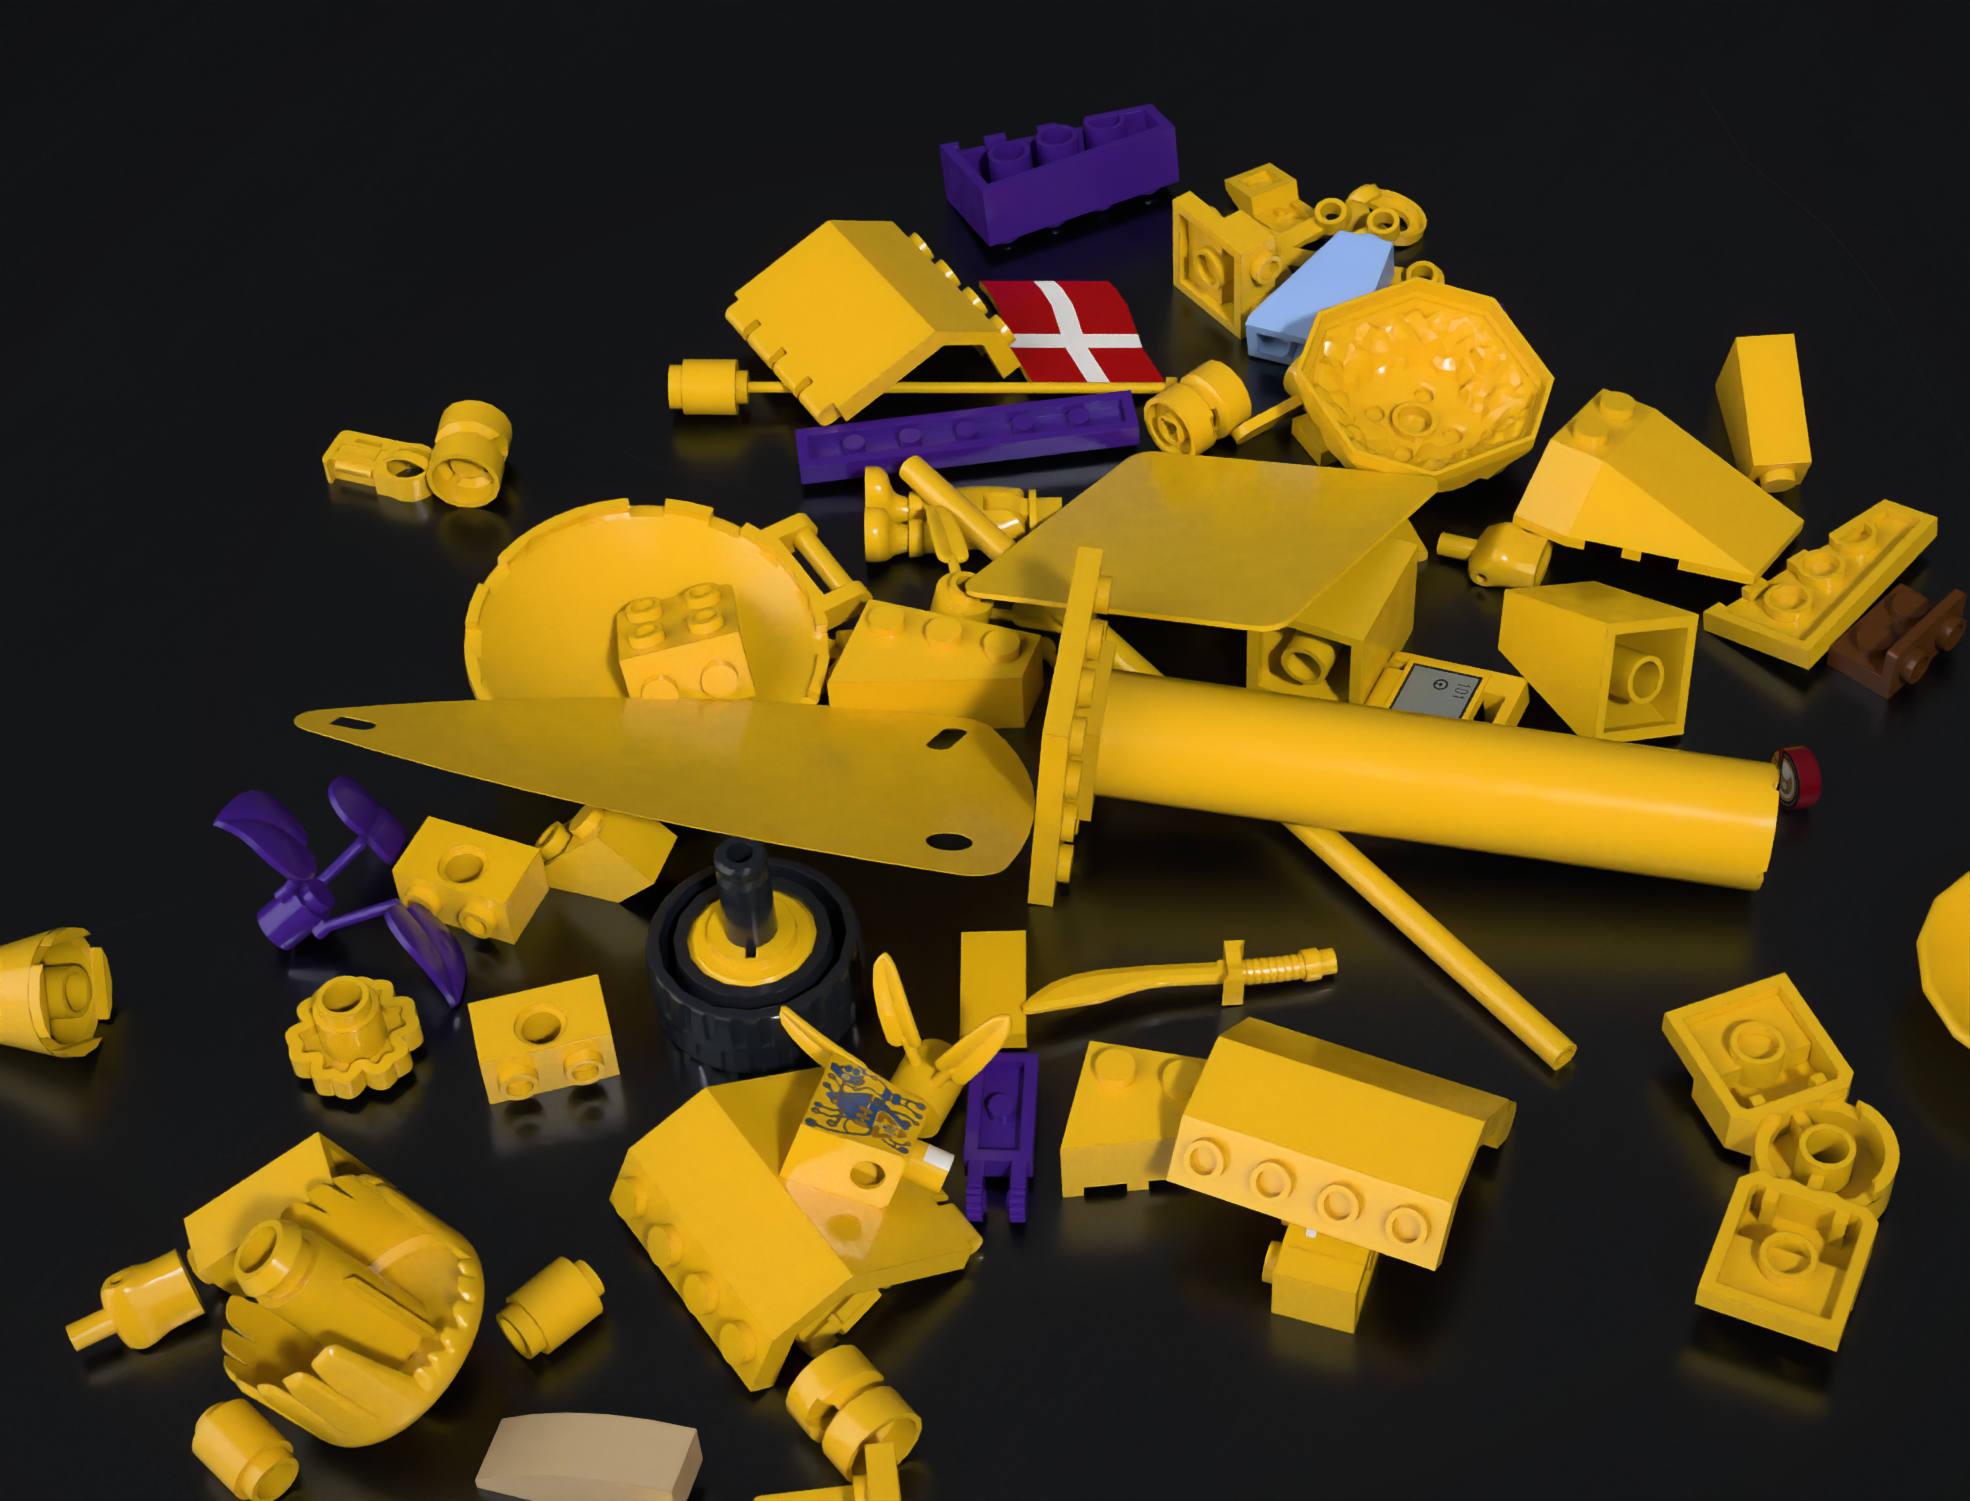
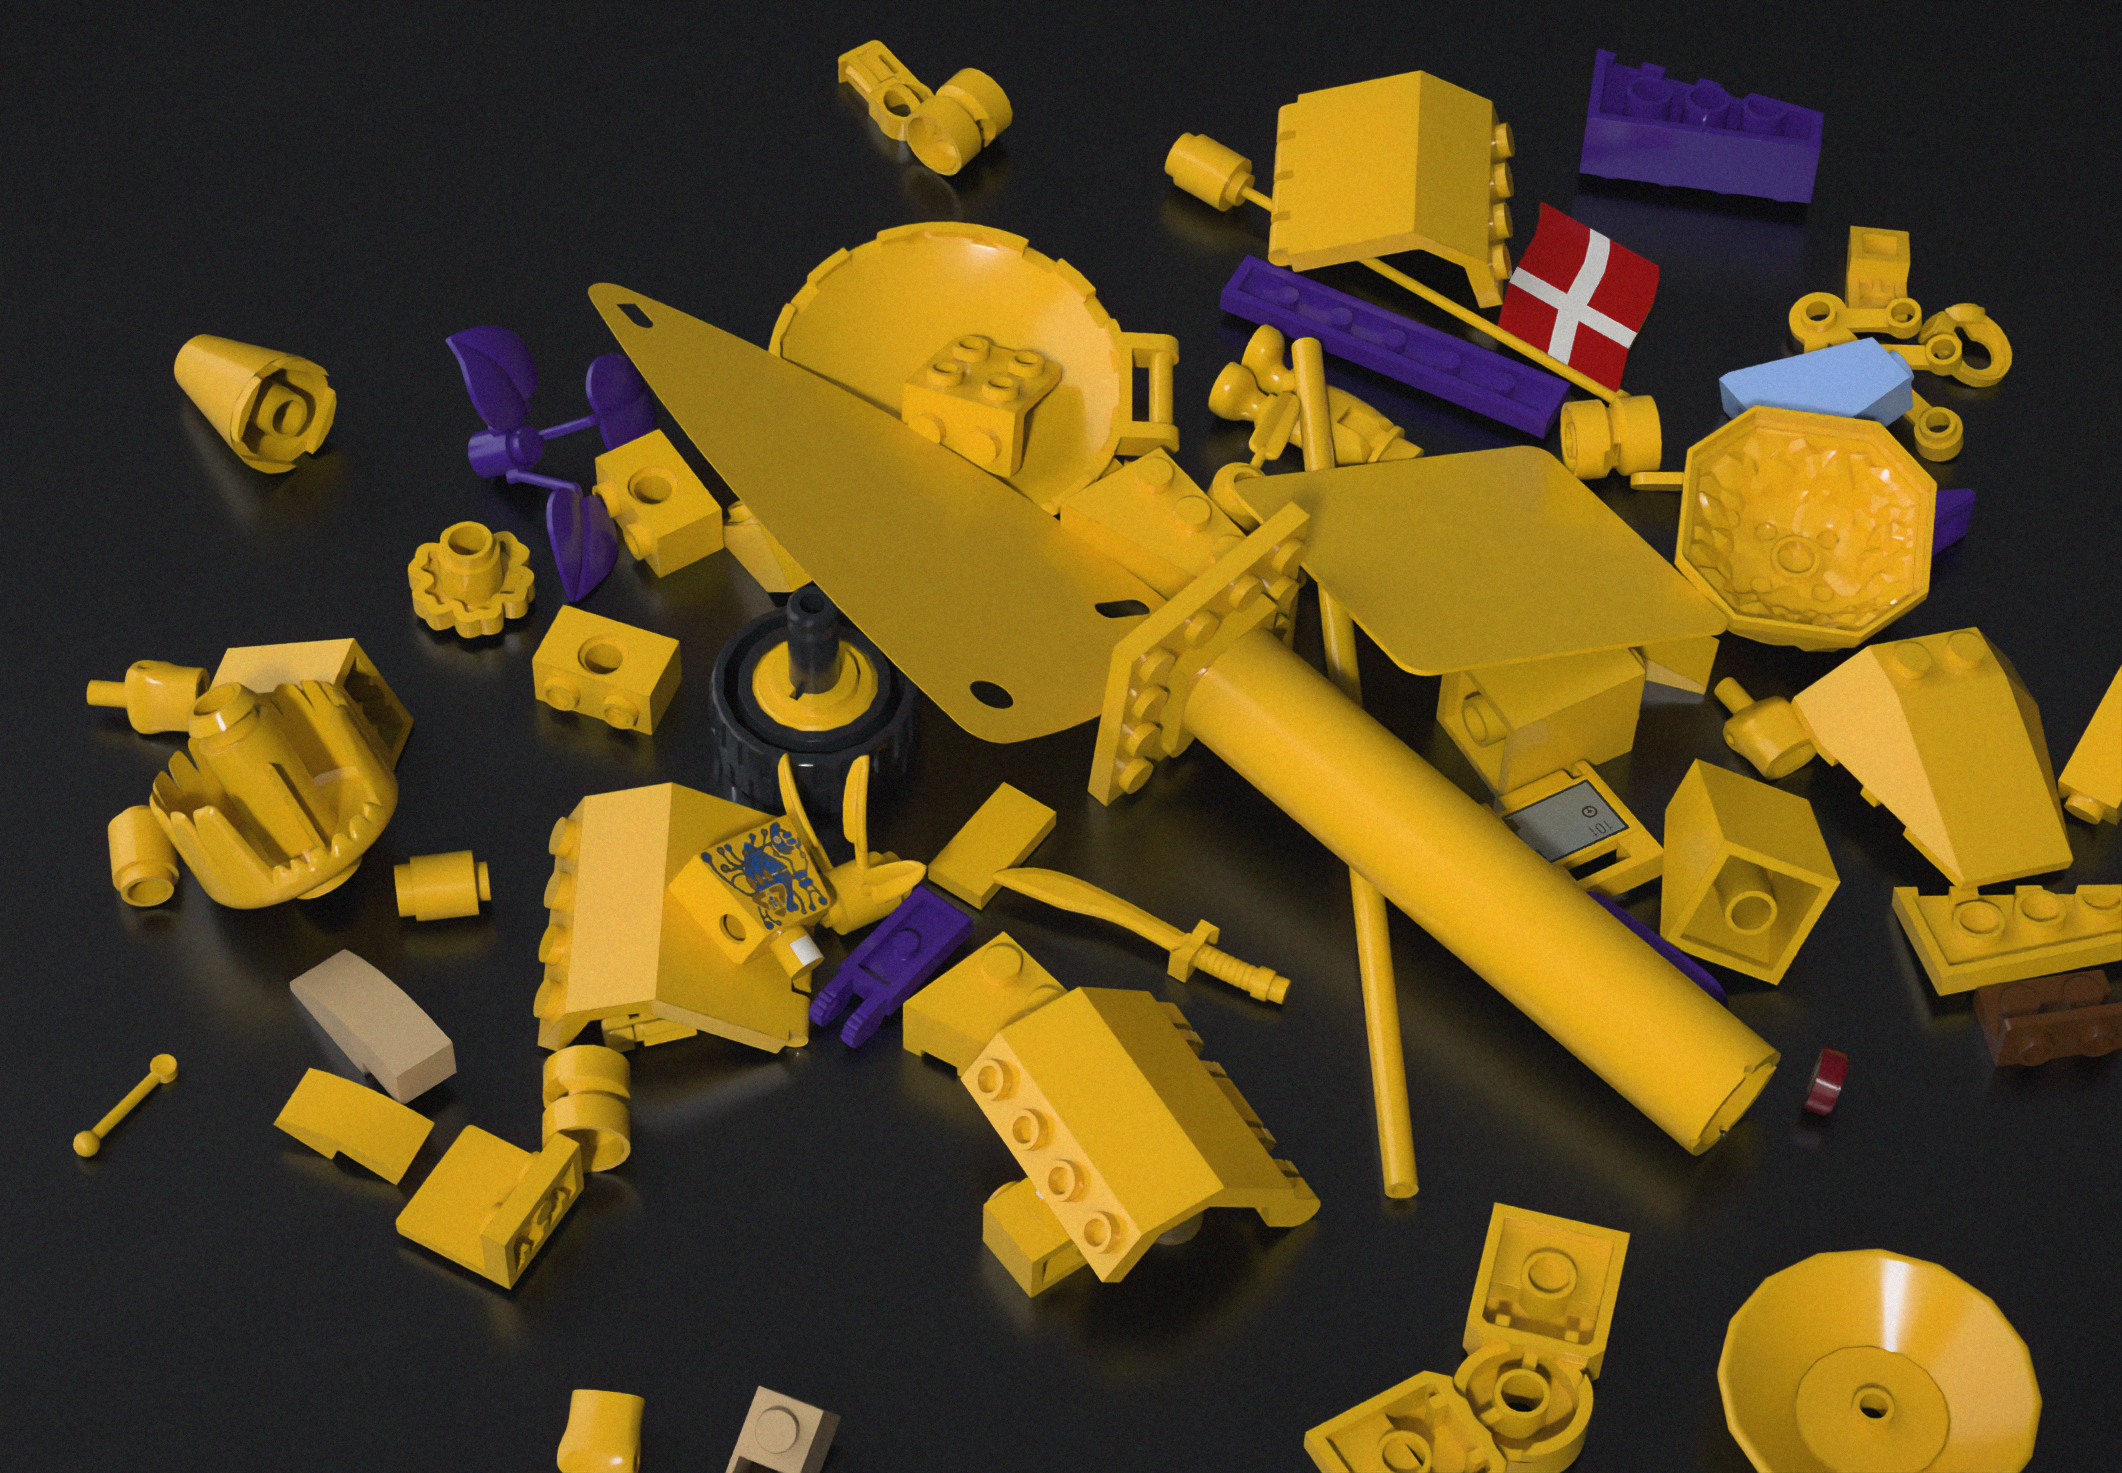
camera: 30 degrees right, 5 degrees up
(1223, 261) = (1757, 302): yellow plate -> none

